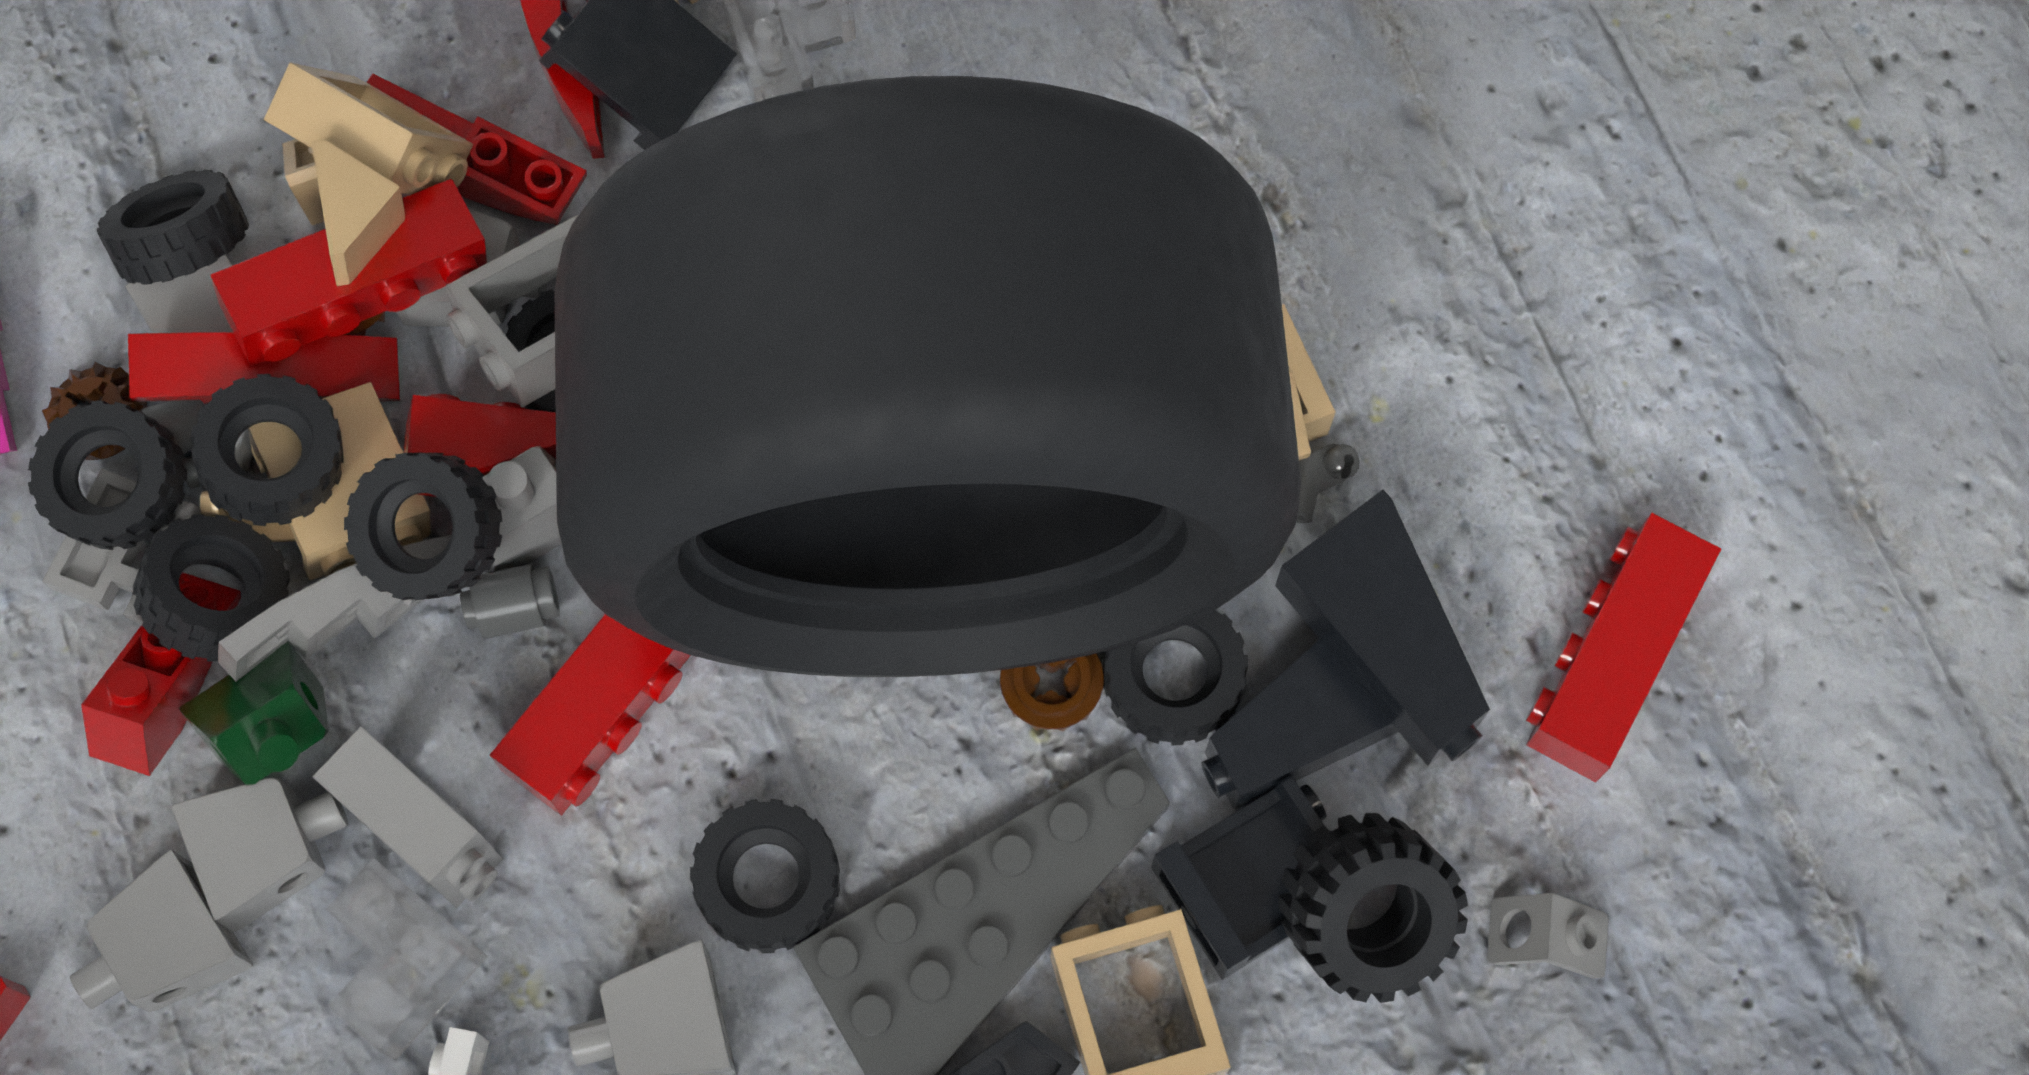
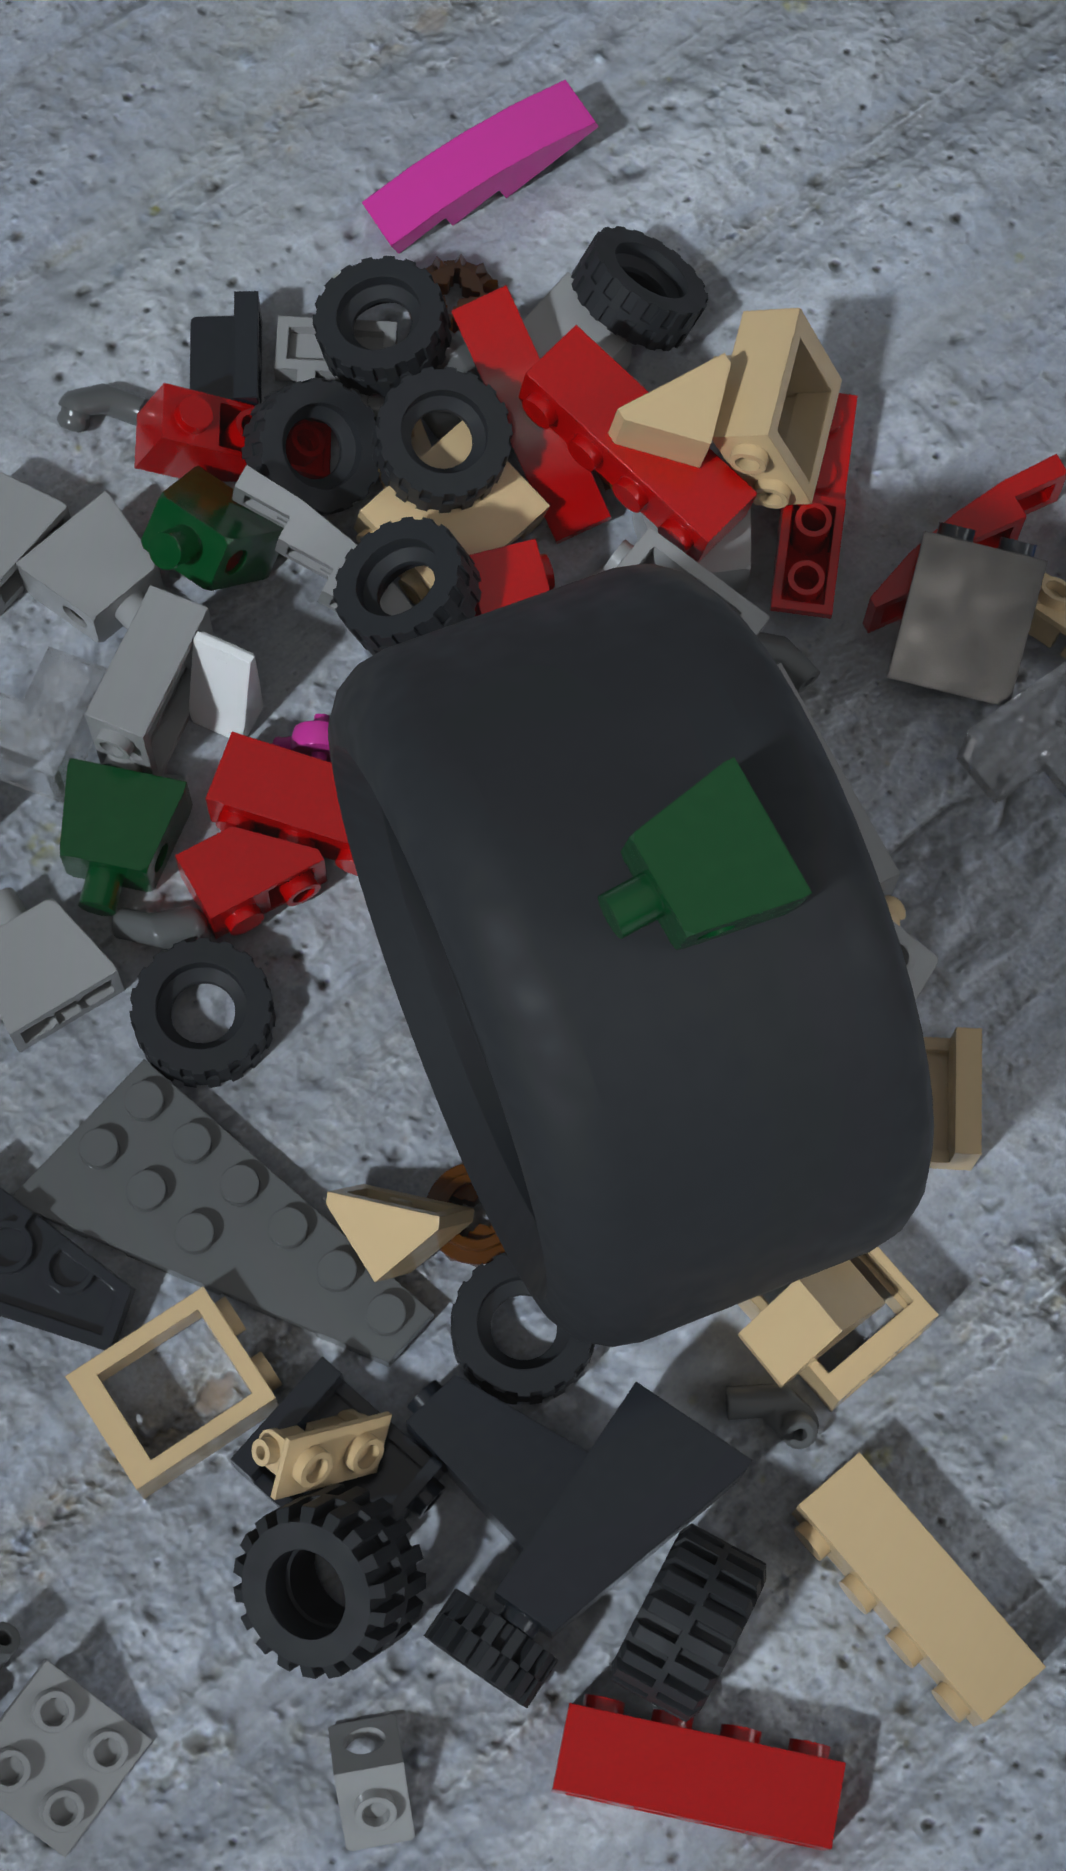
camera: 70 degrees right, 0 degrees up
(54, 792) = (98, 400): none -> dark grey arm
(60, 644) = (229, 352): none -> black panel
(437, 749) = (223, 686): none -> white slope
(521, 684) = (309, 738): none -> dark pink piece
(544, 904) = (119, 830): none -> dark green torso
(638, 792) = (246, 875): none -> red slope
(665, 889) = (161, 927): none -> dark grey arm
(984, 193) = (706, 866): none -> dark green torso
(1046, 752) = (393, 1228): none -> tan slope
(1245, 879) = (324, 1453): none -> tan hinge
(1469, 783) = (491, 1648): none -> black tyre
(1505, 599) = (689, 1622): none -> black tyre
(1511, 412) = (916, 1591): none -> tan brick

